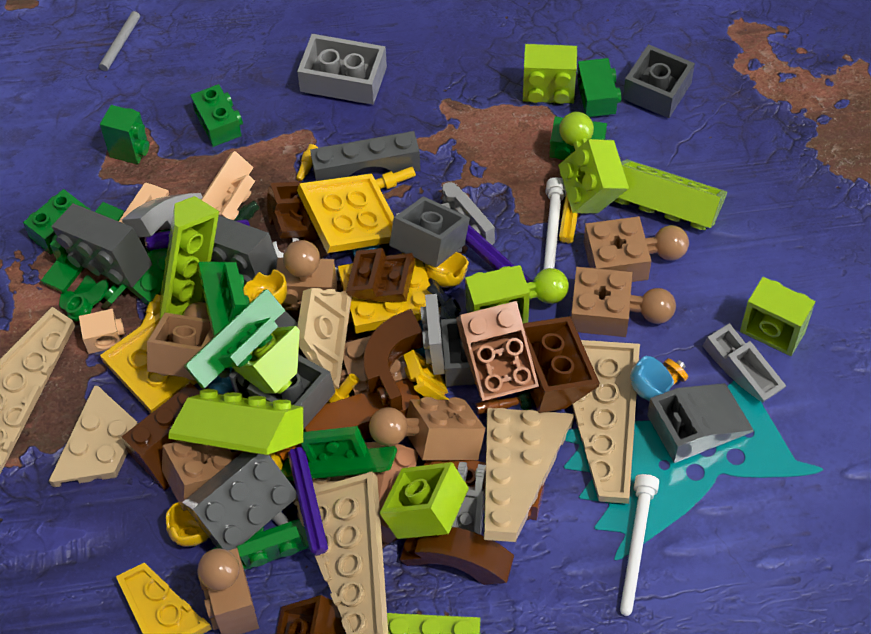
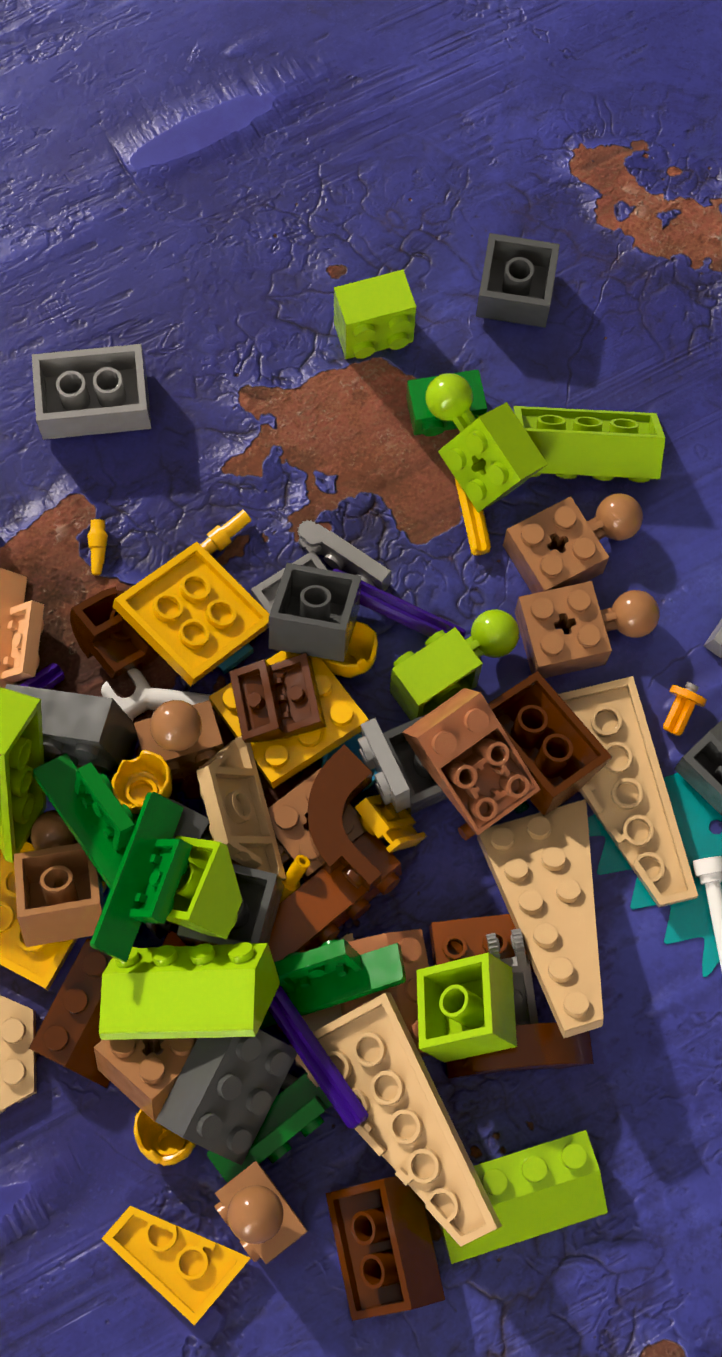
camera: 25 degrees left, 15 degrees up
(247, 211) = (48, 649): clear green piece -> none
(390, 152) = (146, 536): dark grey arch -> none
(434, 427) = (436, 891): medium nougat brick -> none
(448, 307) = (372, 703): black plate -> none
(556, 192) = (444, 486): white piece -> none
(597, 87) = (443, 314): green brick -> none
(650, 378) = (670, 726): dark azure hair -> none

